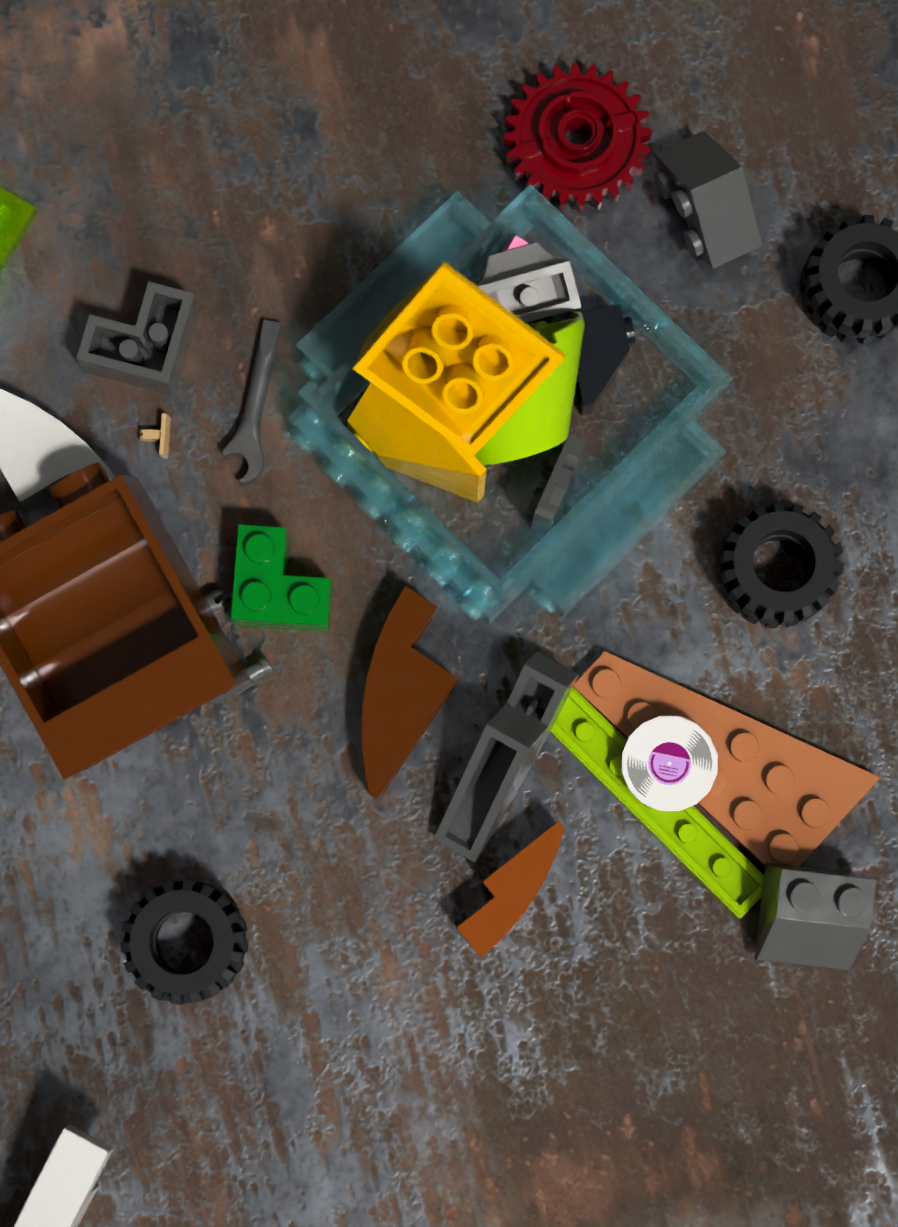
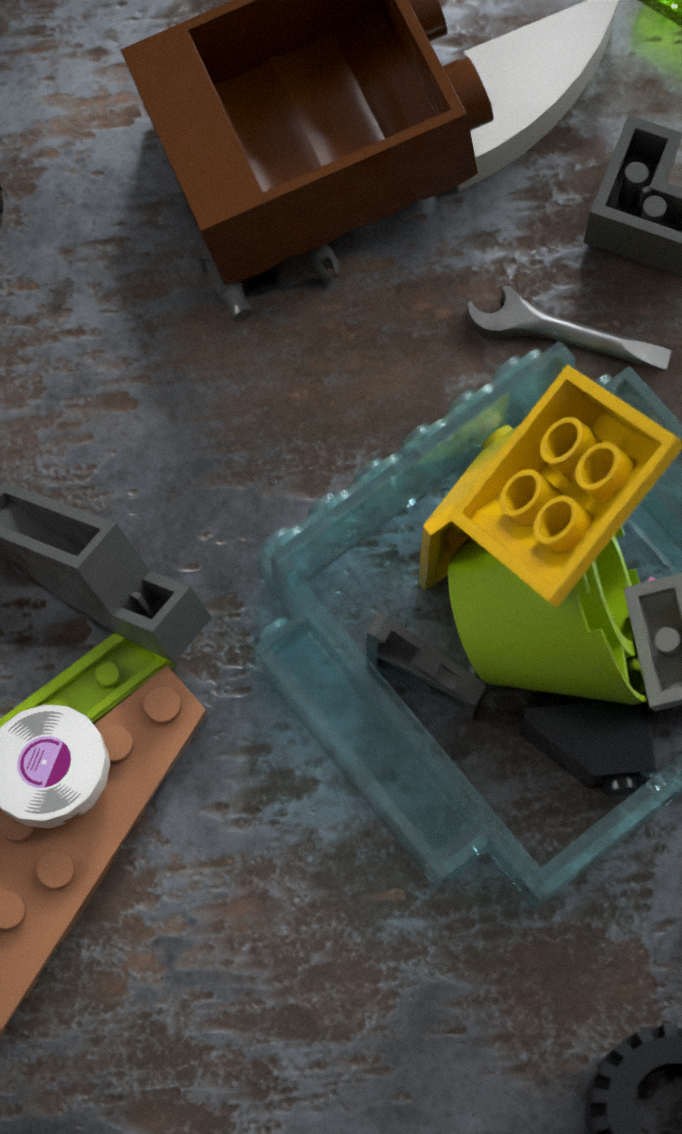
camera: 100 degrees right, 10 degrees down
(159, 435) = (535, 226): tan piece -> none
(270, 597) = (334, 313): green brick -> none
(400, 692) = (186, 456): reddish brown slope -> none
(809, 540) = (270, 889): black tyre -> none

